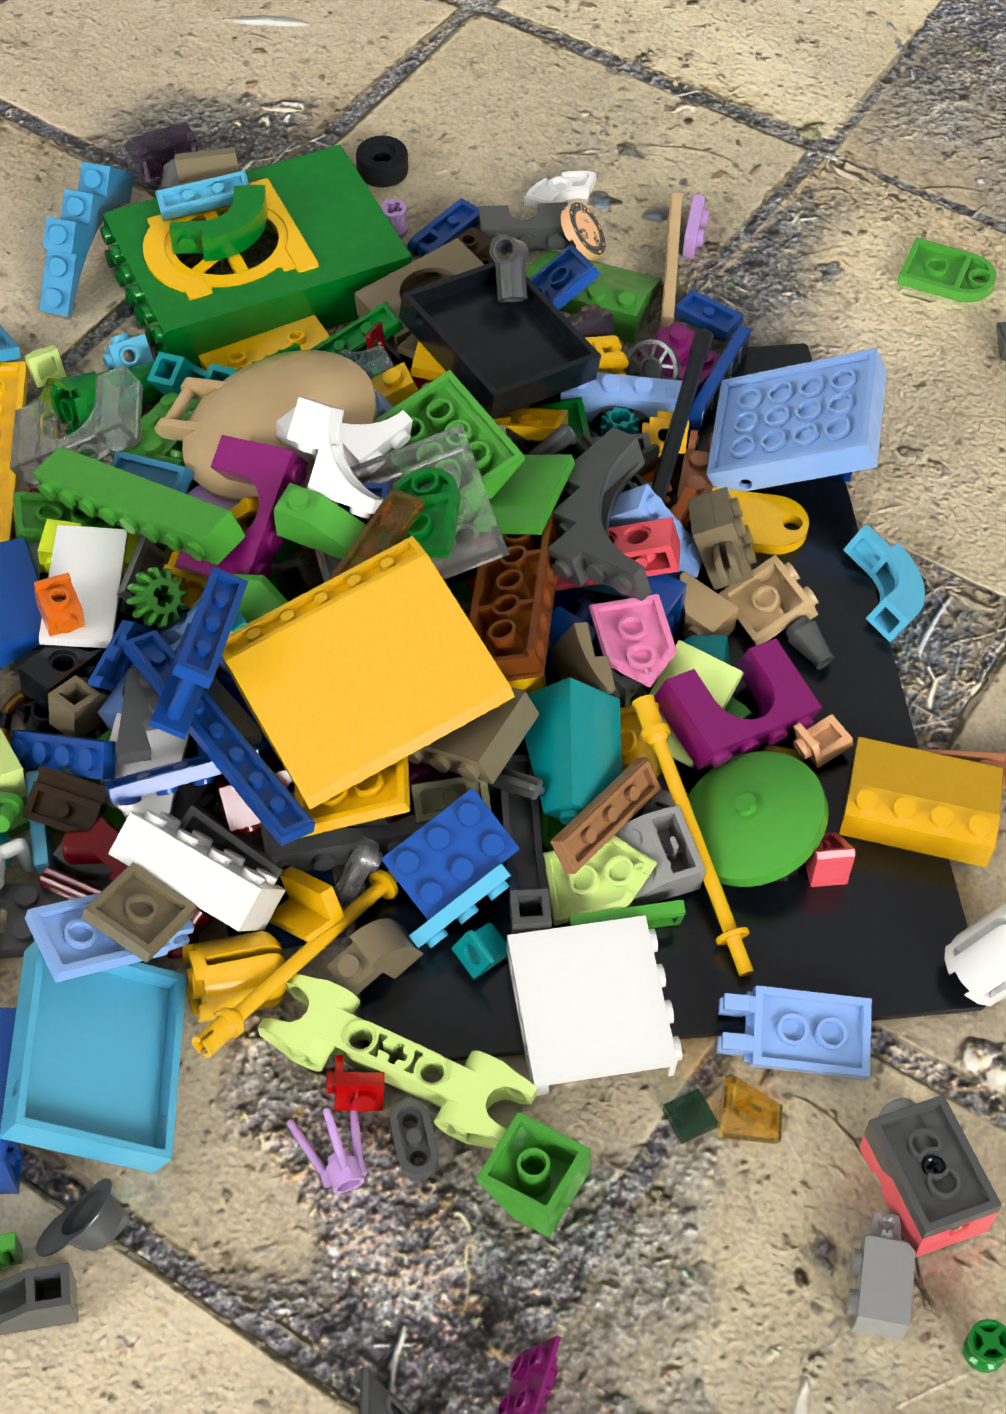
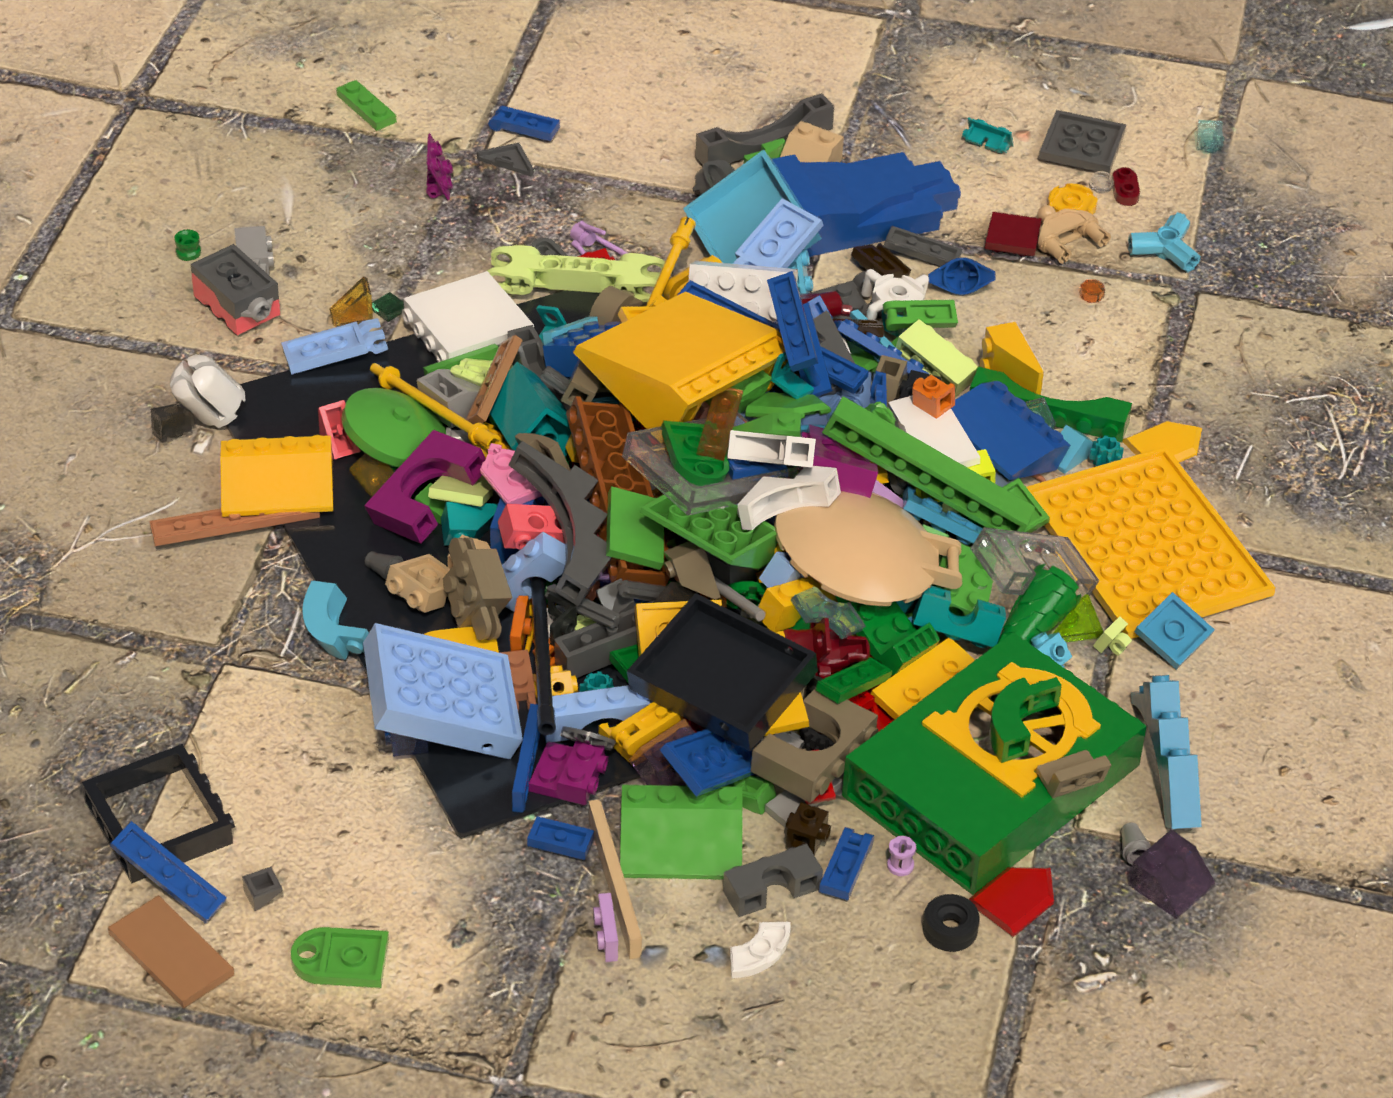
camera: 160 degrees right, 10 degrees down
(139, 912) = (758, 243): dark tan plate -> none
(199, 195) = (1061, 746): medium azure tile -> none
(510, 270) = (737, 706): dark grey piece -> none
(535, 1173) = (468, 244): bright green slope -> none
(584, 229) = (710, 875): light nougat tile -> none
(822, 740) = (353, 501): light nougat bracket -> none

